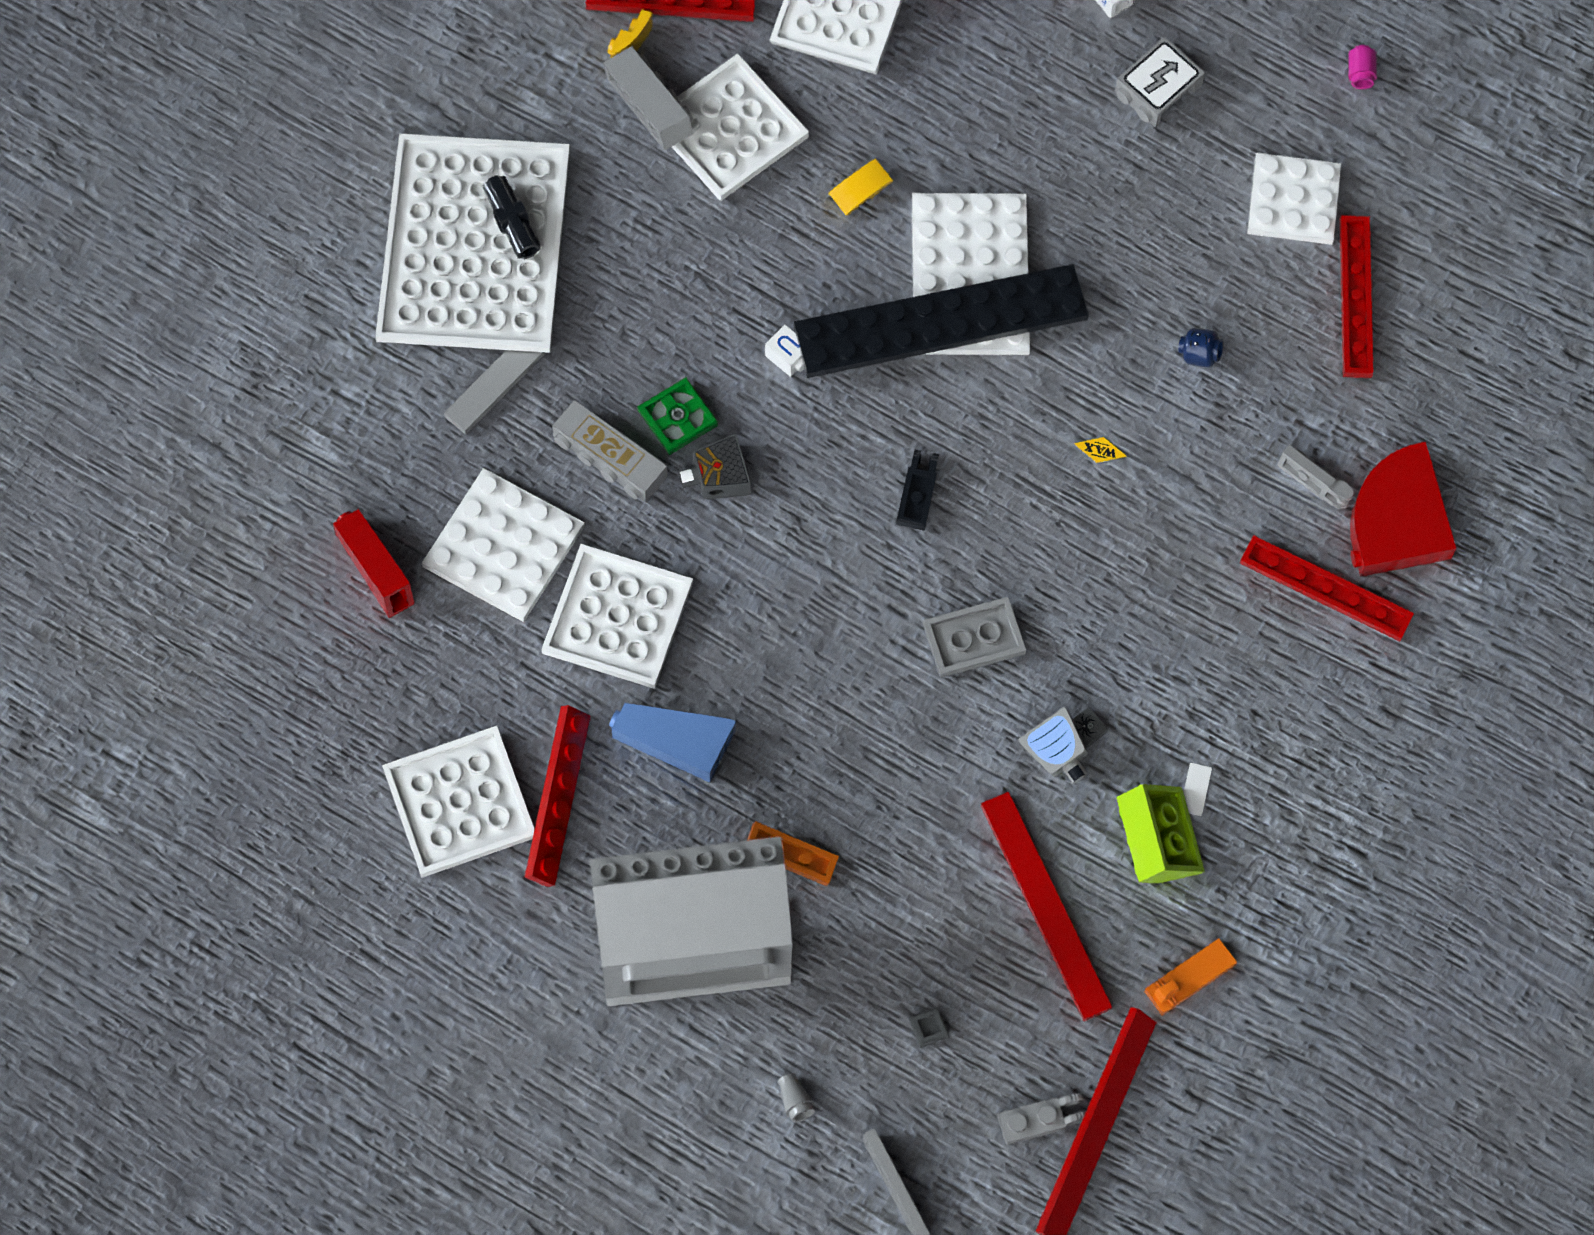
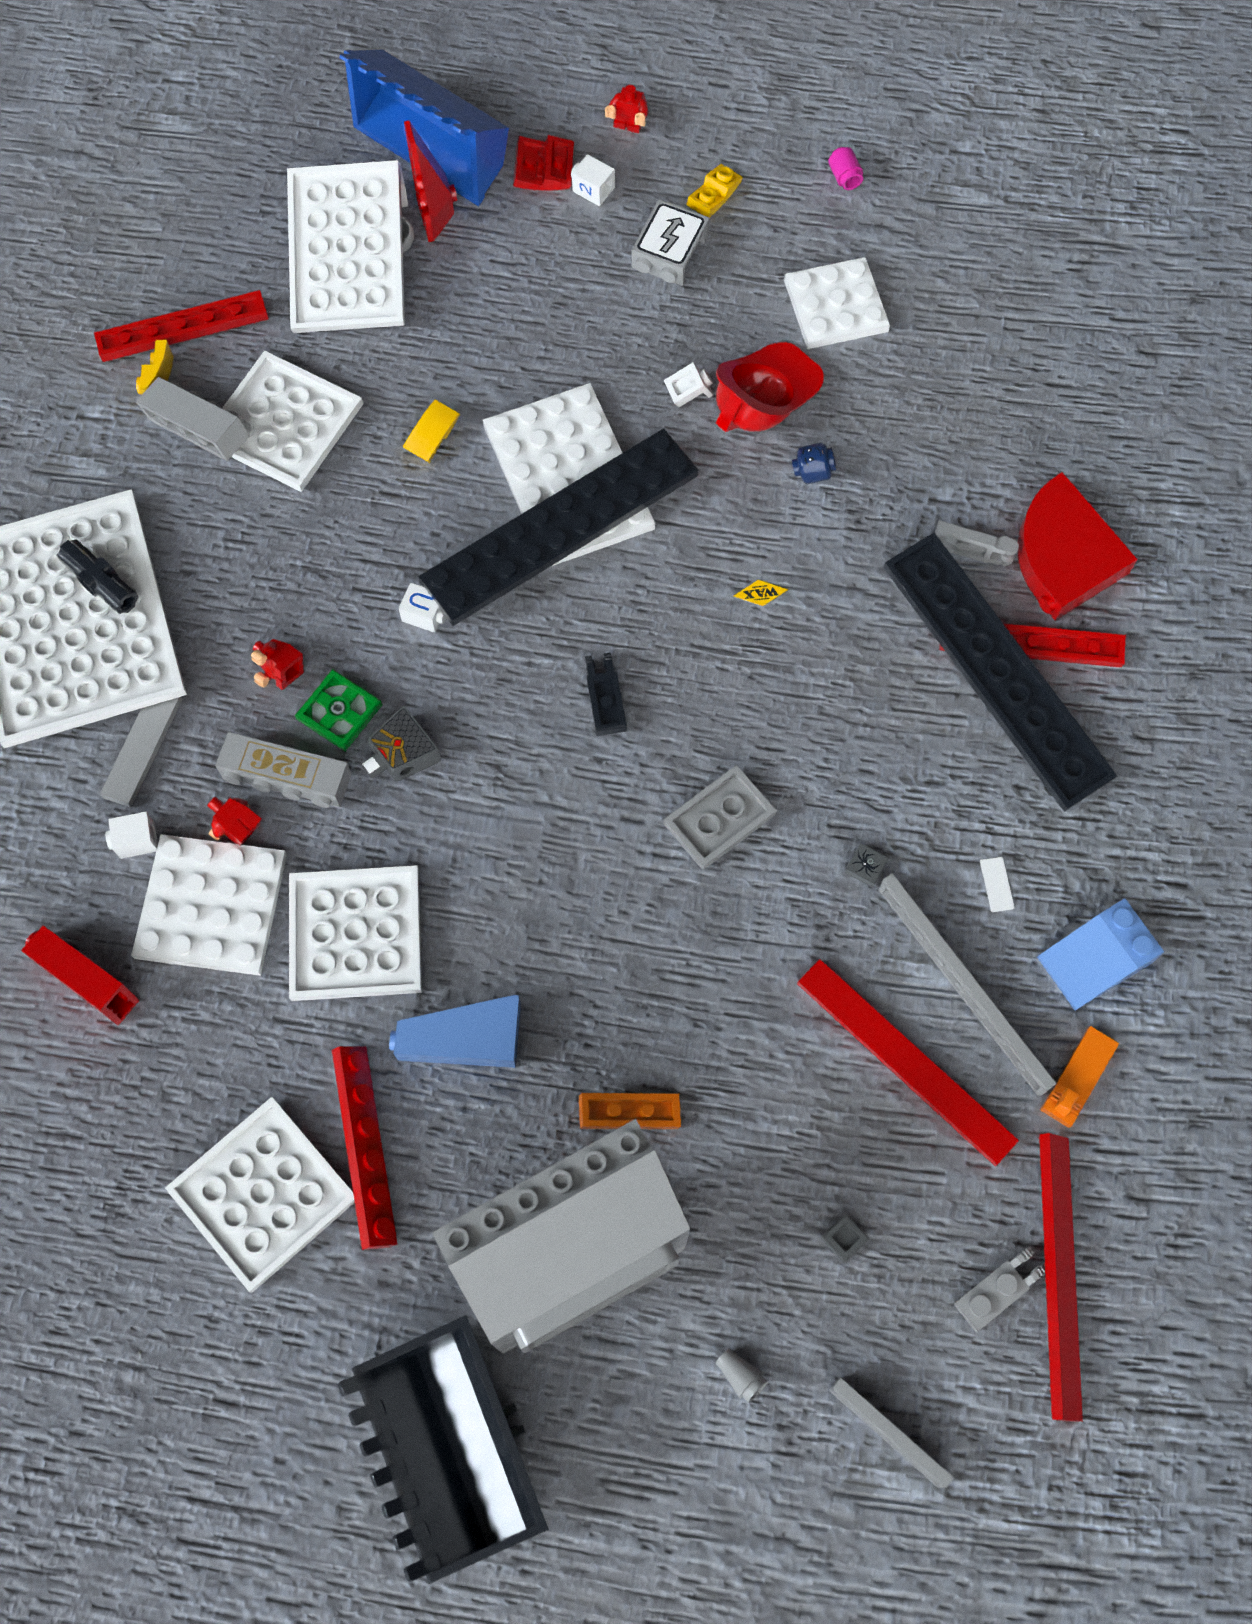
camera: 20 degrees left, 0 degrees up
(458, 459) = (132, 835): none -> white brick
(533, 1052) = (445, 1451): none -> black piece
(550, 479) = (233, 820): none -> red piece
(641, 353) = (278, 661): none -> red piece
(1057, 746) = (850, 894): torso -> none
(1117, 228) = (689, 384): none -> white bracket
(1125, 862) = (966, 986): none -> light grey tile
(1159, 833) = (986, 942): lime slope -> none
(1186, 257) = (765, 387): none -> red piece
(1226, 44) = (715, 191): none -> yellow slope
(1256, 882) = (1100, 954): none -> medium blue slope
(1281, 602) = (1000, 672): none -> black plate
(1356, 297) = (934, 368): red plate -> none

